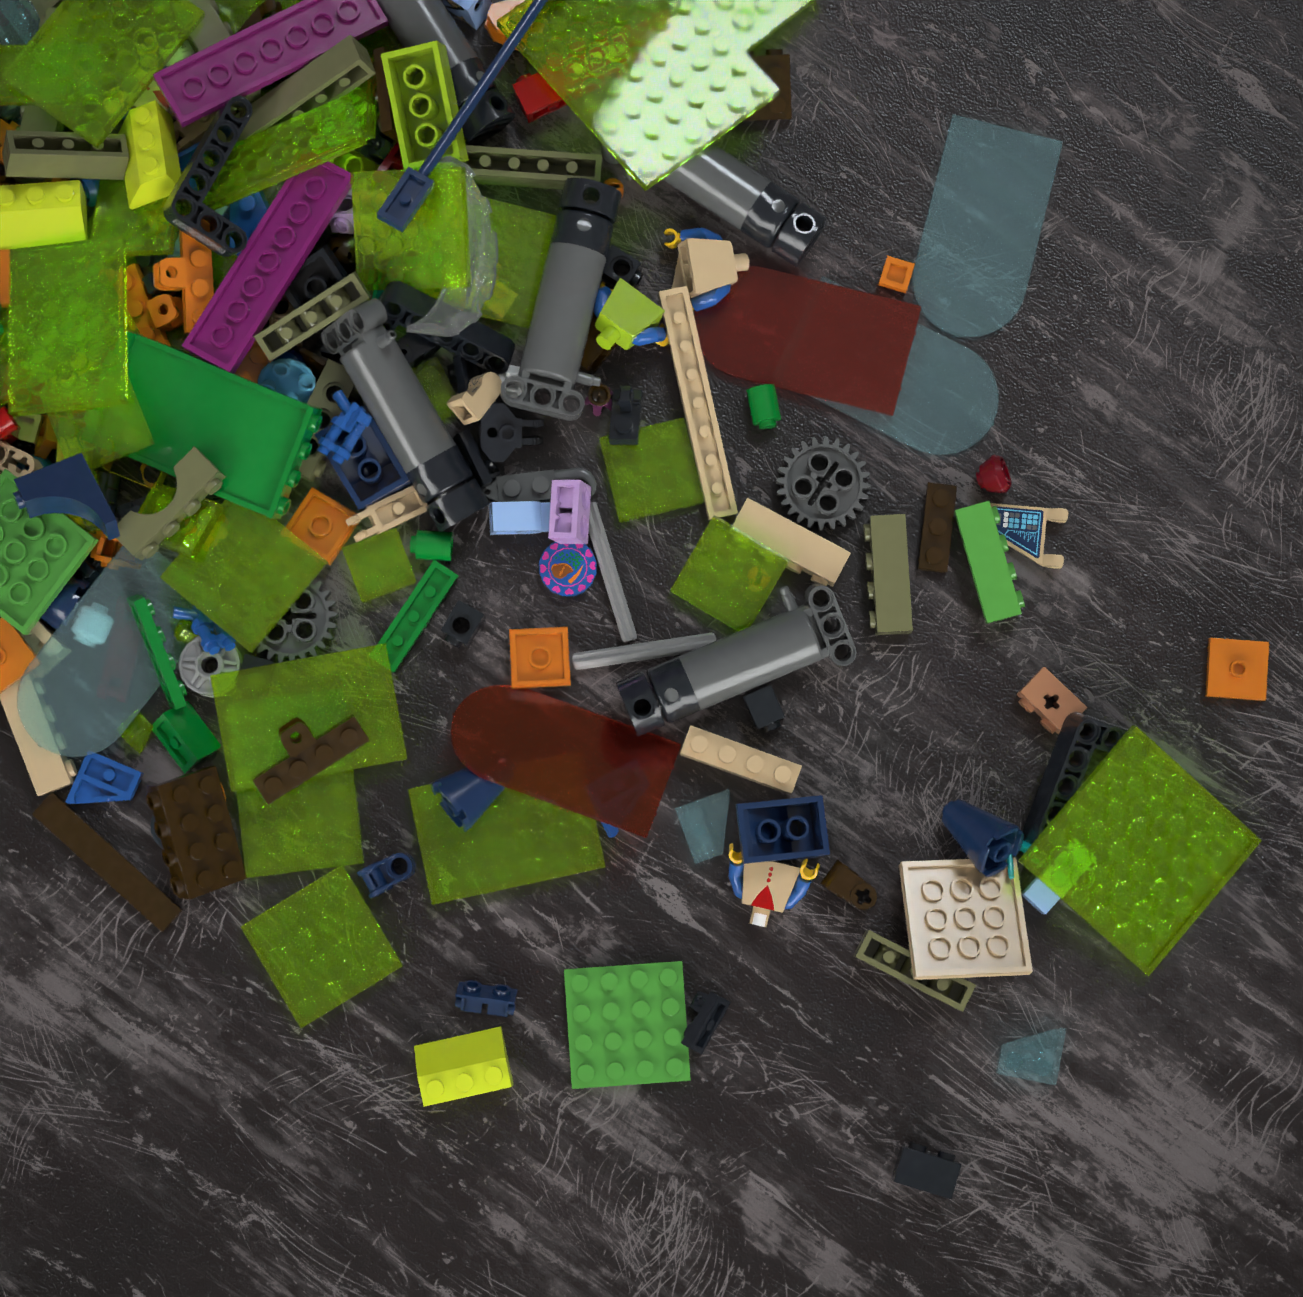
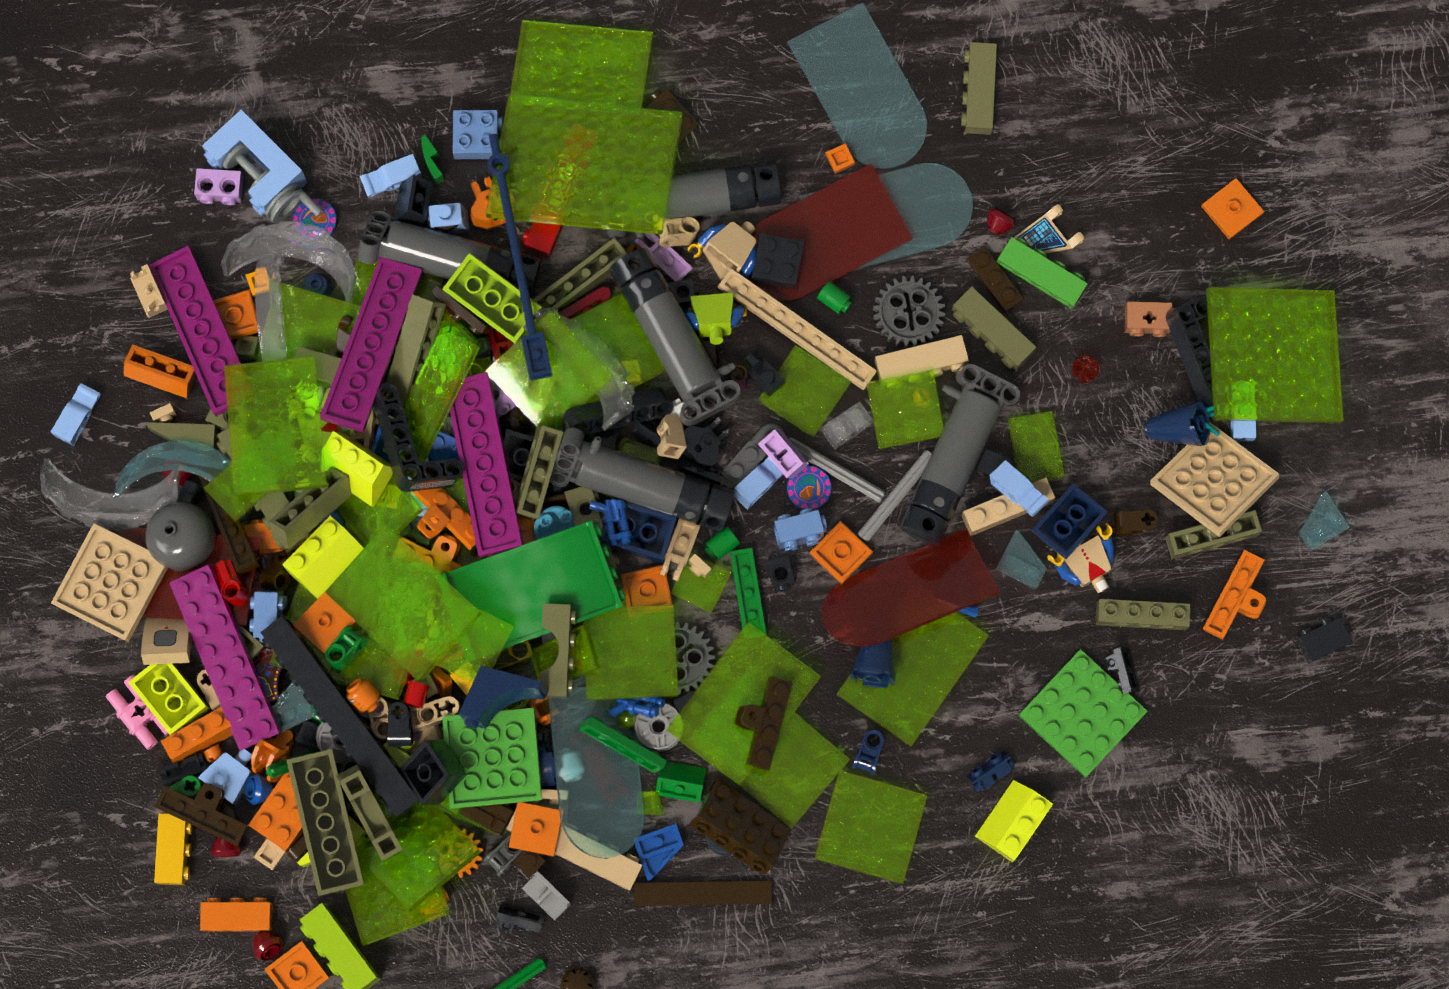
camera: 45 degrees left, 5 degrees down
(387, 547) = (699, 567): none -> tan plate
(517, 196) = (587, 303): none -> dark red plate
(525, 603) = (799, 529): none -> medium blue brick
(637, 223) = (666, 259): none -> lavender hinge
(659, 540) = (847, 425): none -> clear brick
(667, 202) = (679, 232): none -> tan piece
(740, 321) = (778, 261): none -> black brick
(761, 752) = (1017, 488): none -> light blue piece
(773, 984) = (1142, 614): none -> olive brick
(823, 727) = (1036, 446): none -> clear neon green plate
(882, 1050) = (1237, 596): none -> orange plate
(942, 694) = (1085, 368): none -> clear red gear
(1096, 329) = (980, 88): none -> olive brick

